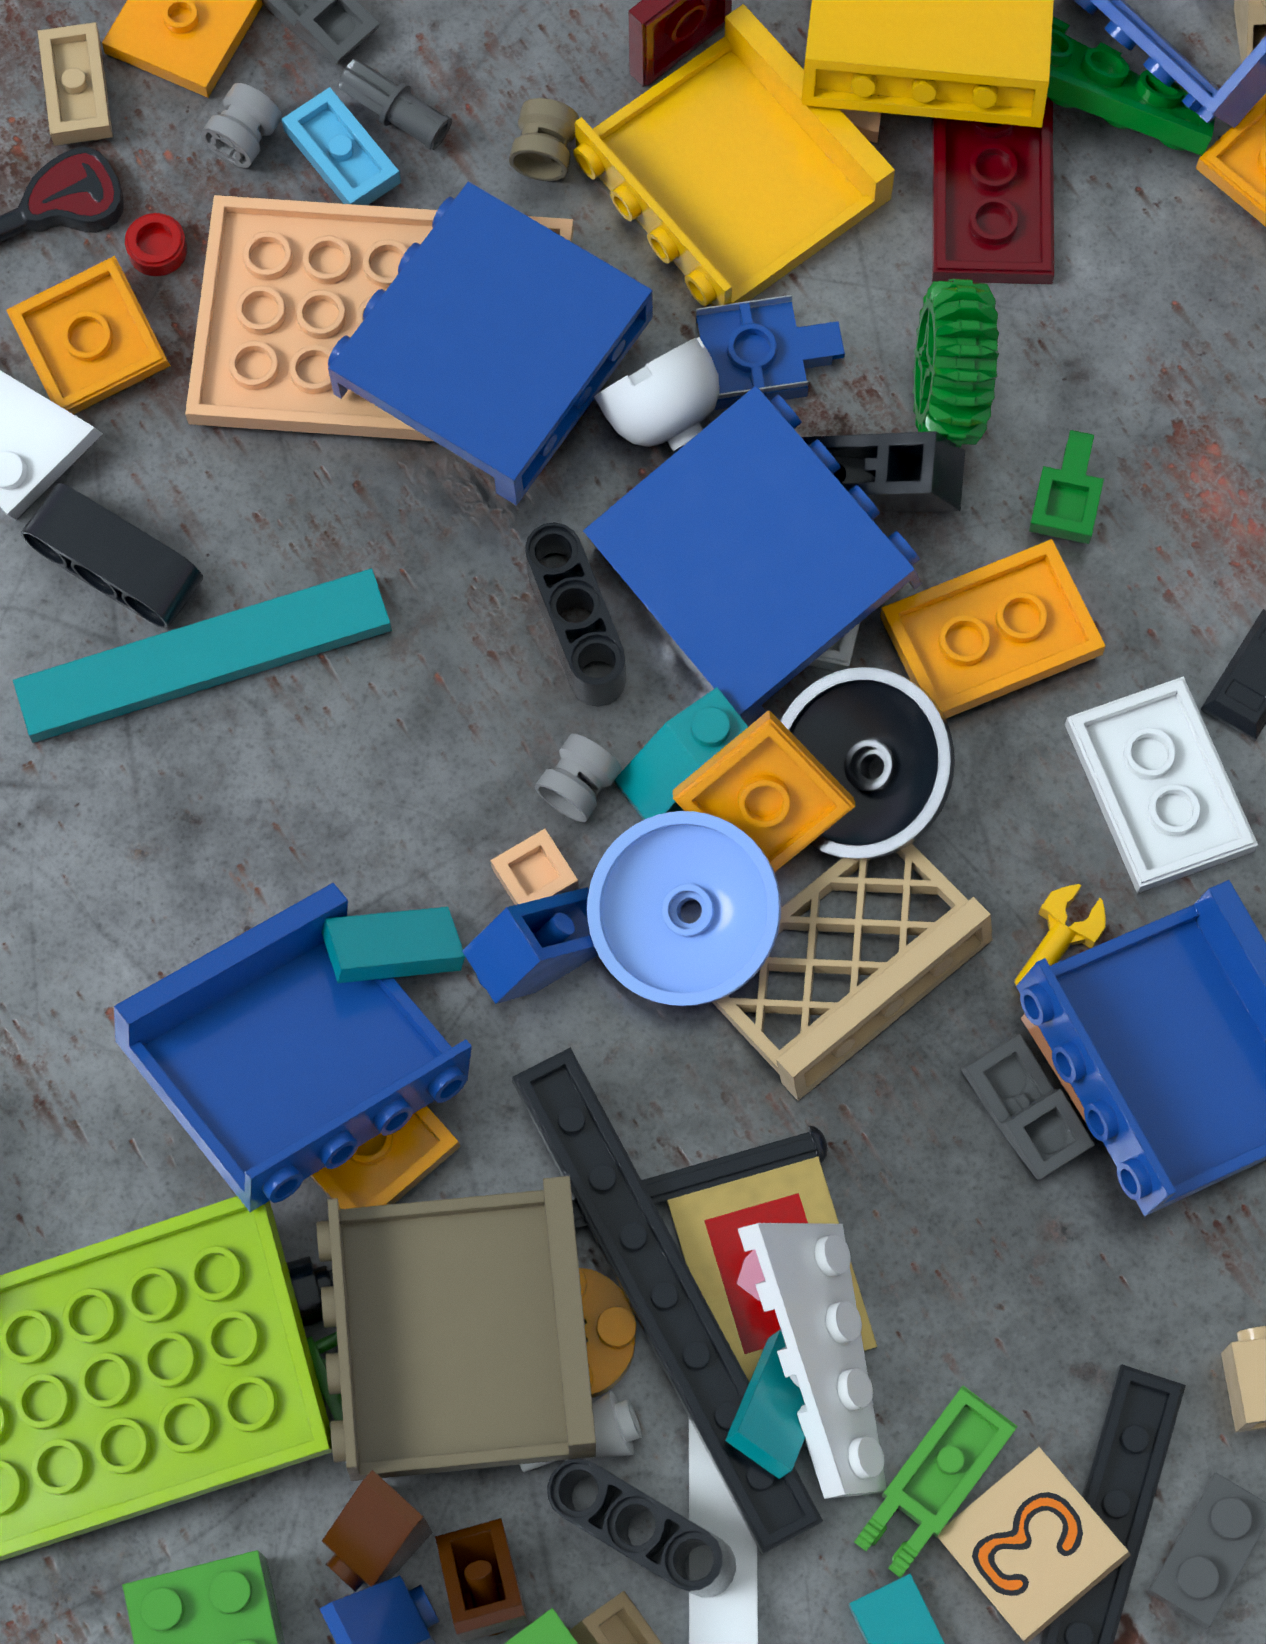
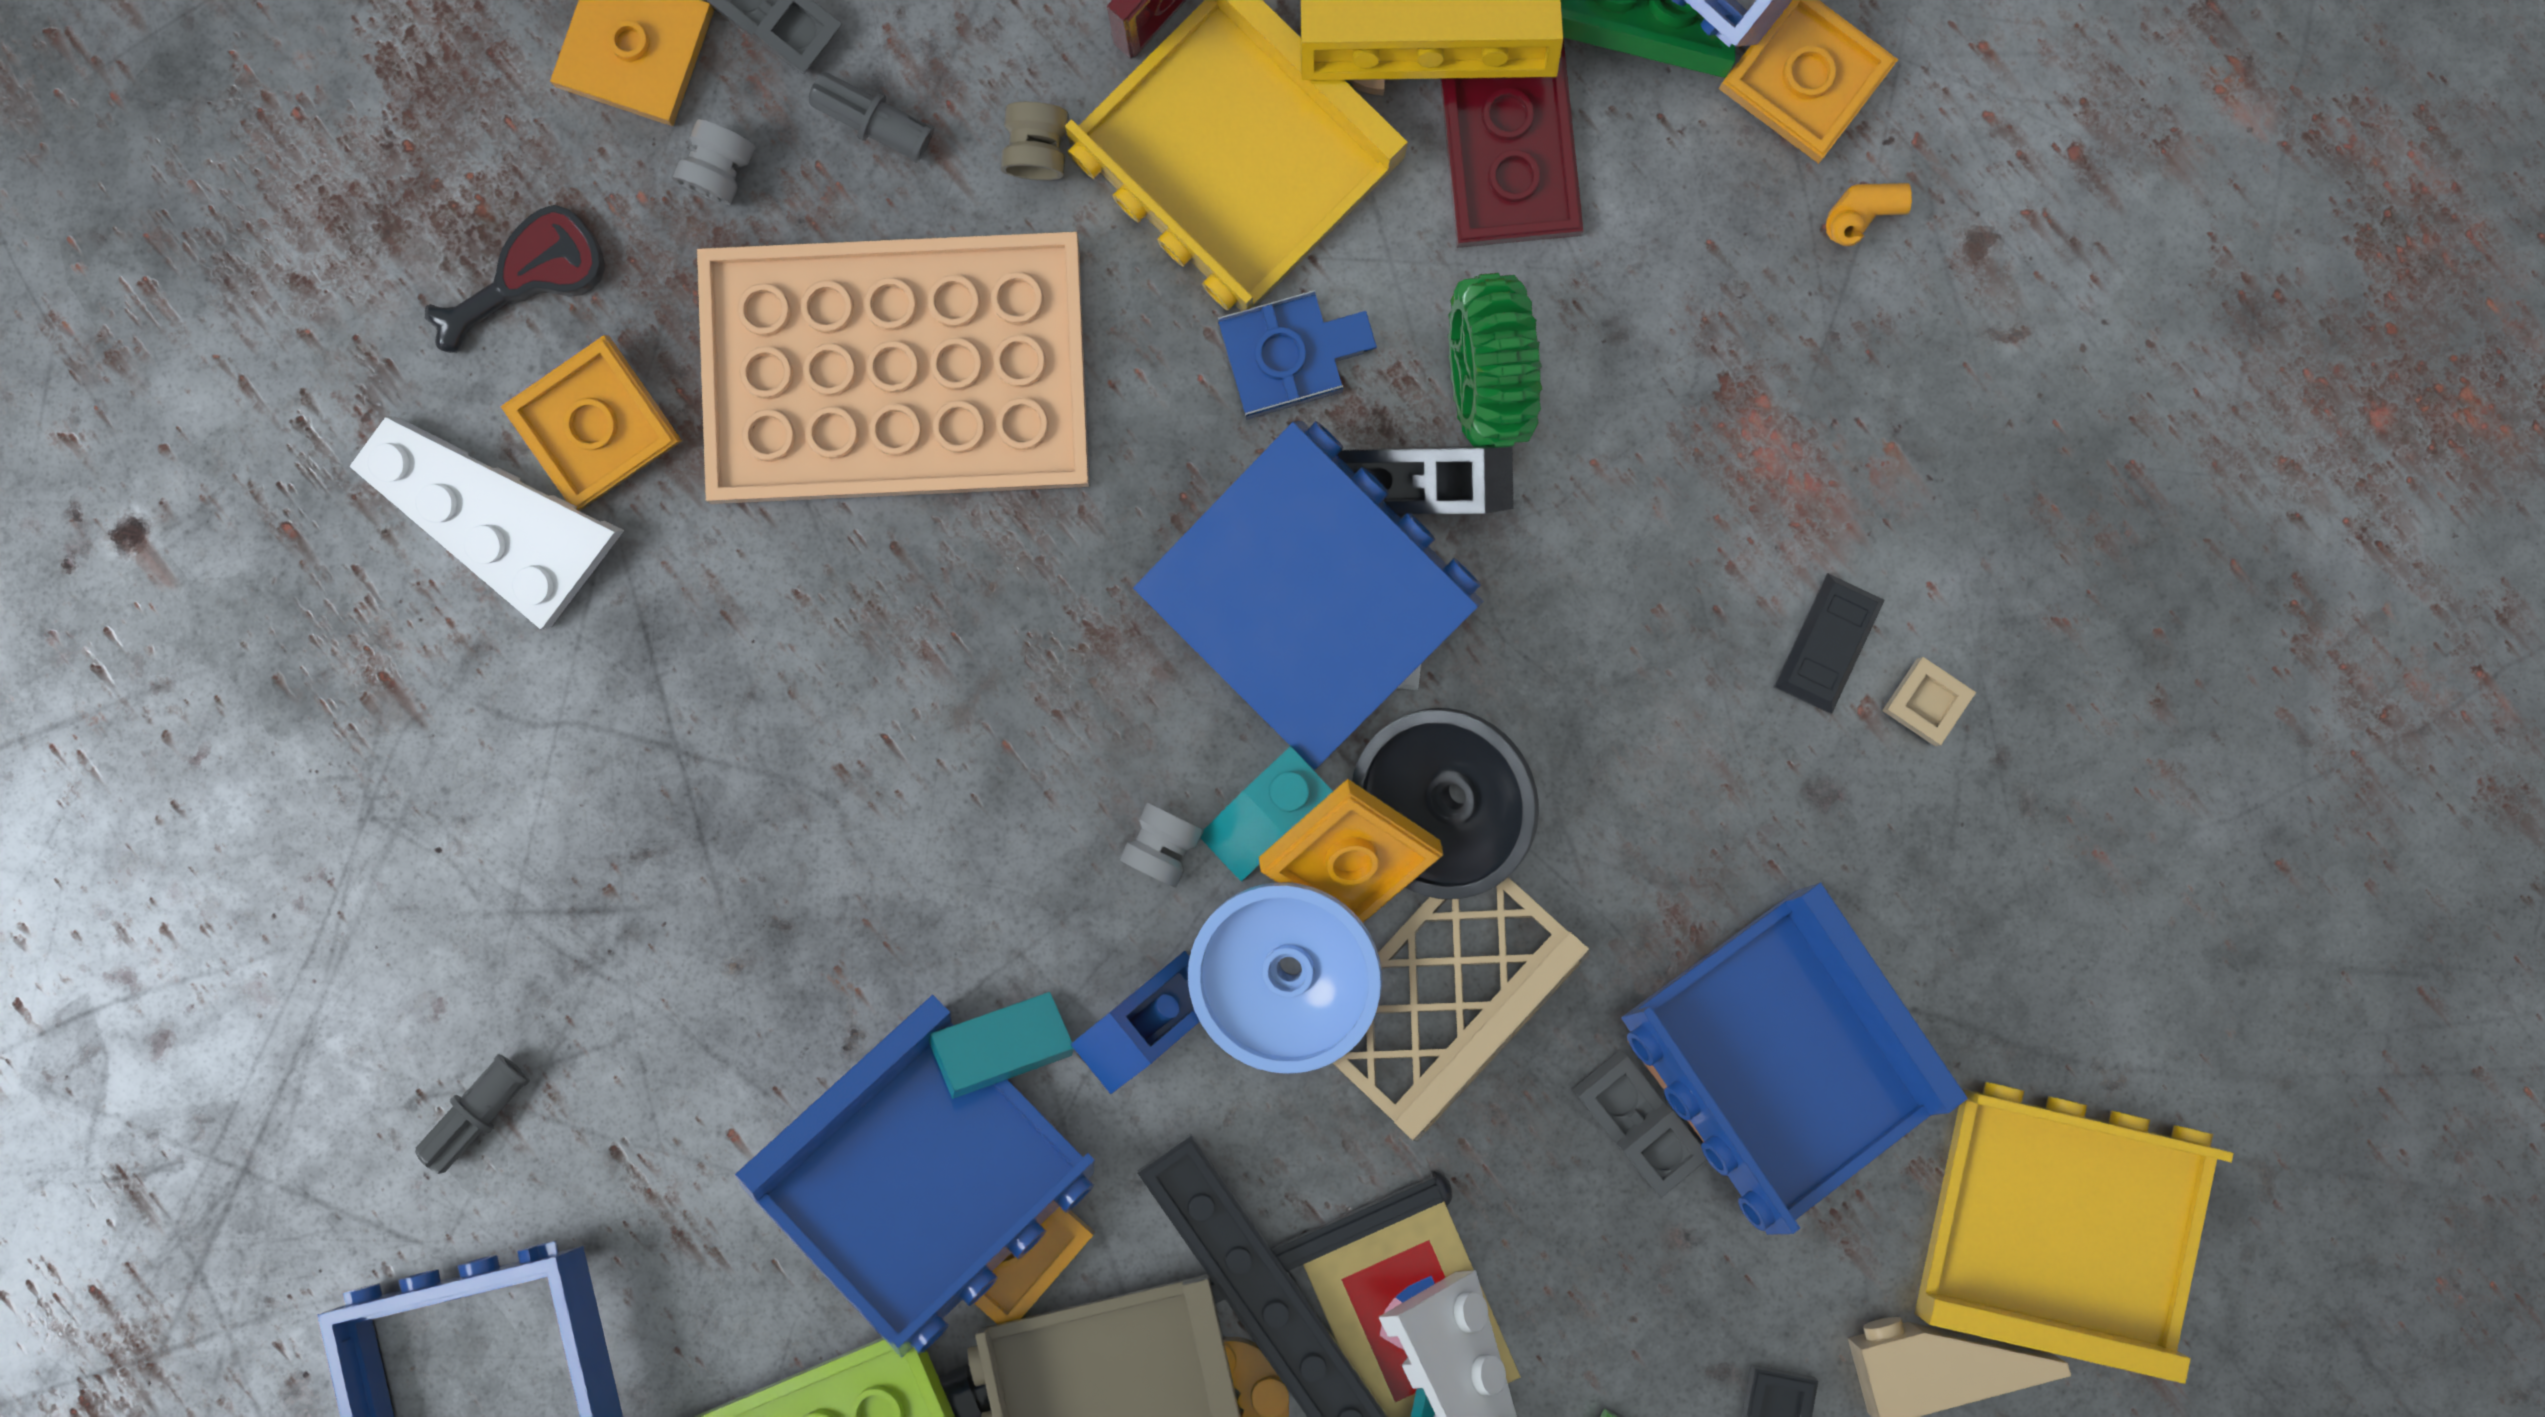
camera: 10 degrees left, 15 degrees up
(75, 84) = (529, 132): tan plate -> none
(112, 555) = (654, 663): black beam -> none
(156, 244) = (645, 305): red tile -> none
(201, 655) = (764, 755): teal tile -> none
(341, 149) = (822, 177): medium azure plate -> none
(493, 338) = (1009, 388): blue panel -> none
(534, 870) = (1130, 944): light nougat tile -> none
(572, 587) = (1115, 646): black beam -> none
(664, 397) = (1195, 425): white cylinder -> none
(993, 629) = (1559, 635): light orange plate -> none
(1060, 935) = (1656, 947): yellow bar -> none
(1068, 497) = (1621, 483): green plate -> none
(1160, 784) = (1741, 774): white tile -> none

